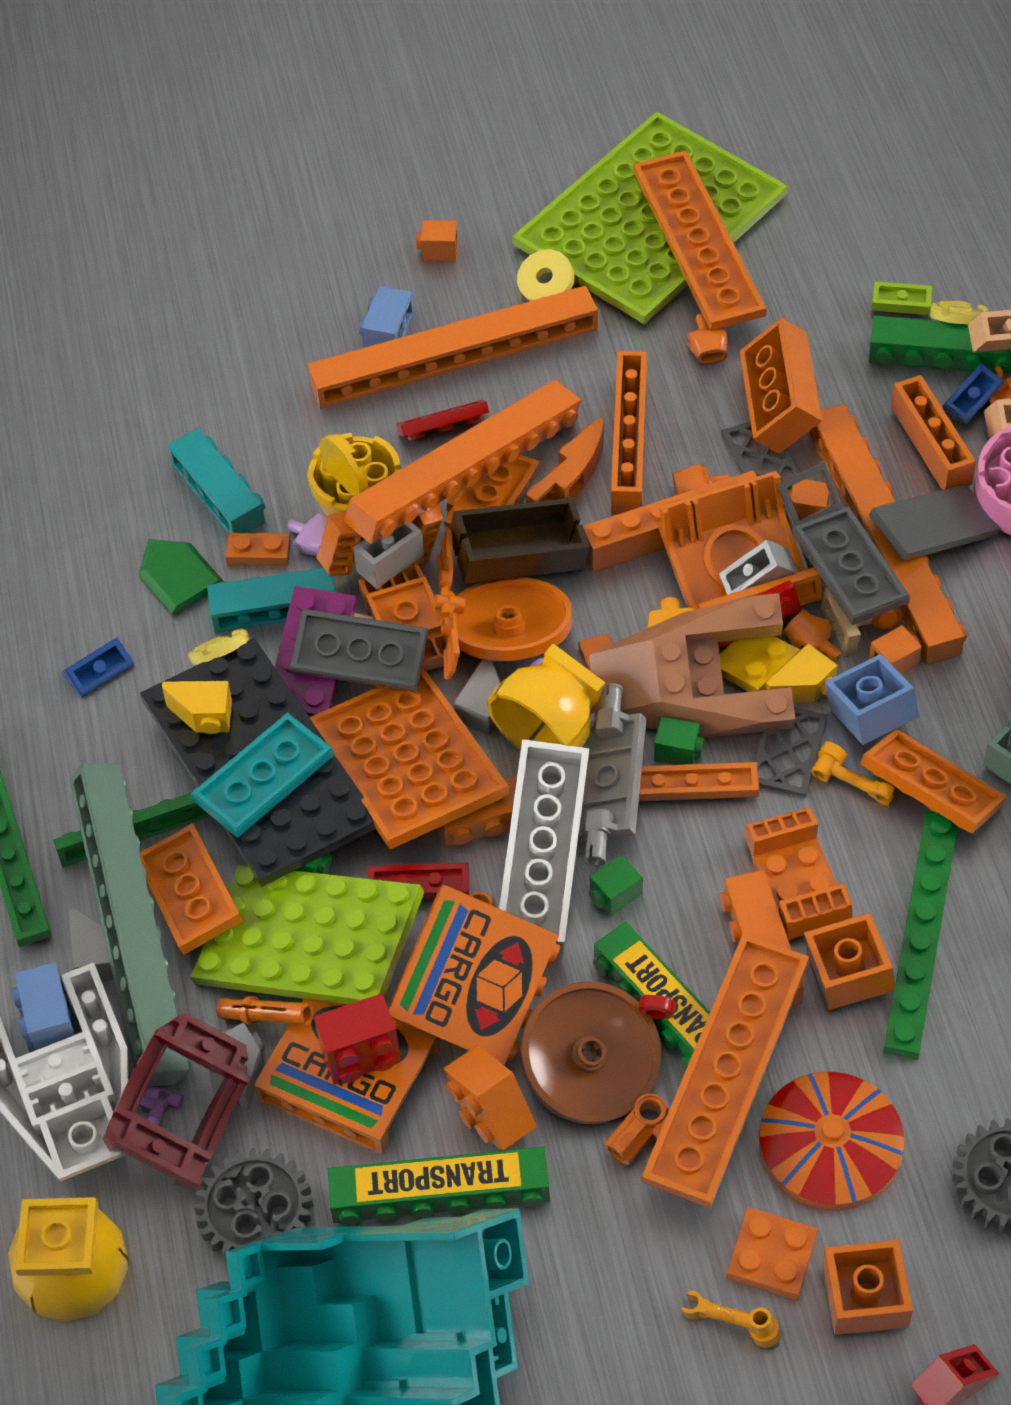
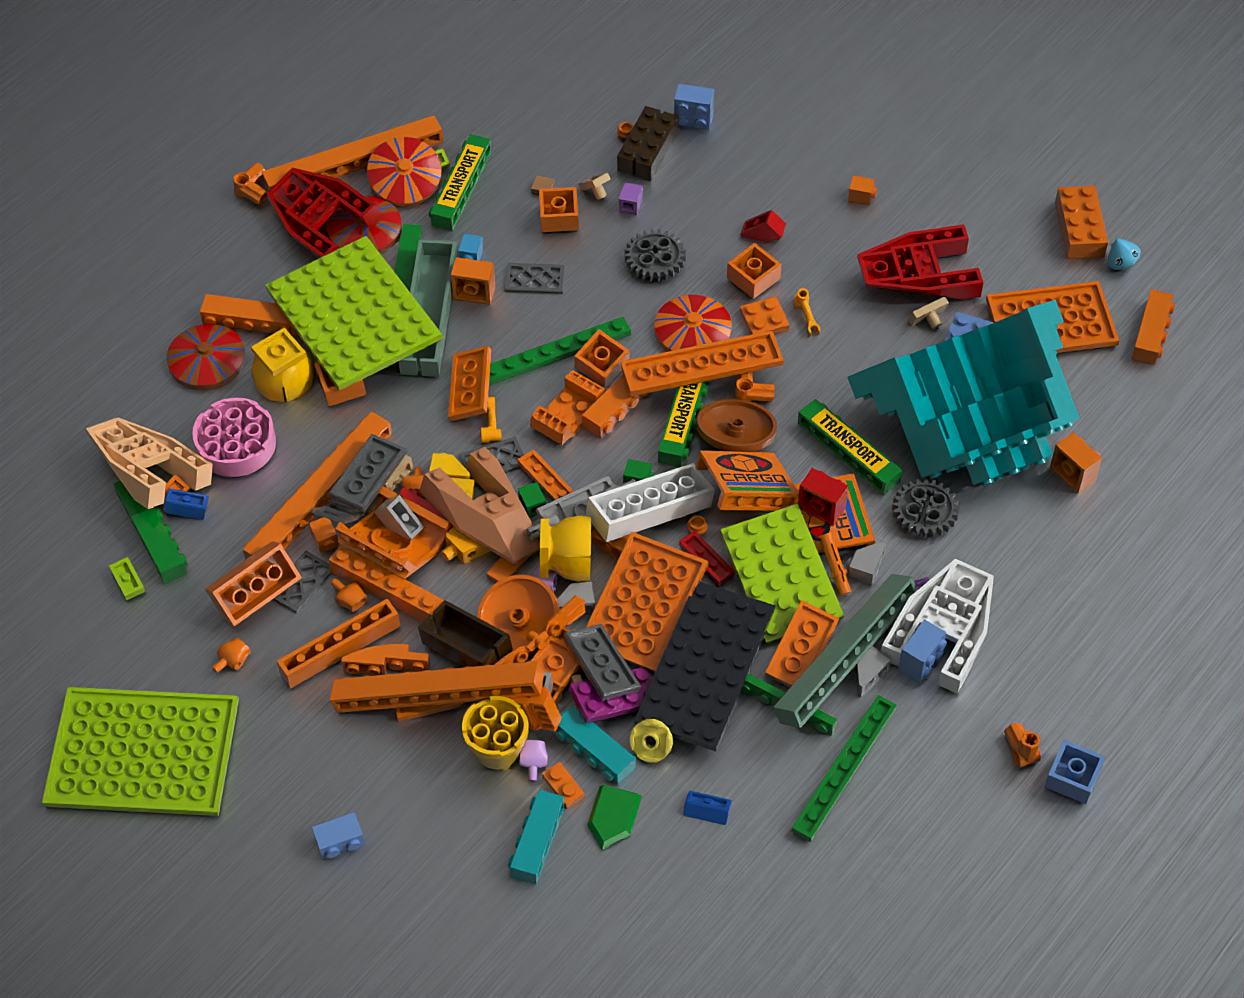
camera: 130 degrees left, 0 degrees up
(66, 1258) = (1019, 552): yellow plate -> none
(158, 1146) = (891, 553): dark red wedge -> none
(200, 704) = (704, 694): yellow slope -> none
(262, 774) = (718, 642): teal tile -> none
(339, 462) = (507, 706): yellow tile -> none
(438, 240) = (248, 854): orange brick -> none
(443, 420) = (396, 751): red plate -> none
(453, 346) = (335, 784): orange brick -> none
(489, 1098) = (798, 439): orange brick -> none
(540, 263) = (249, 762): light yellow tile -> none
(657, 1006) = (696, 404): red tile -> none
(699, 241) = (154, 700): orange plate -> none
(872, 699) = (442, 427): medium blue brick -> none
(899, 648) = (401, 437): orange brick -> none
(932, 433) = (233, 500): orange brick -> none
(934, 522) = (301, 464): dark grey tile -> none
(955, 311) = (133, 538): light yellow tile -> none

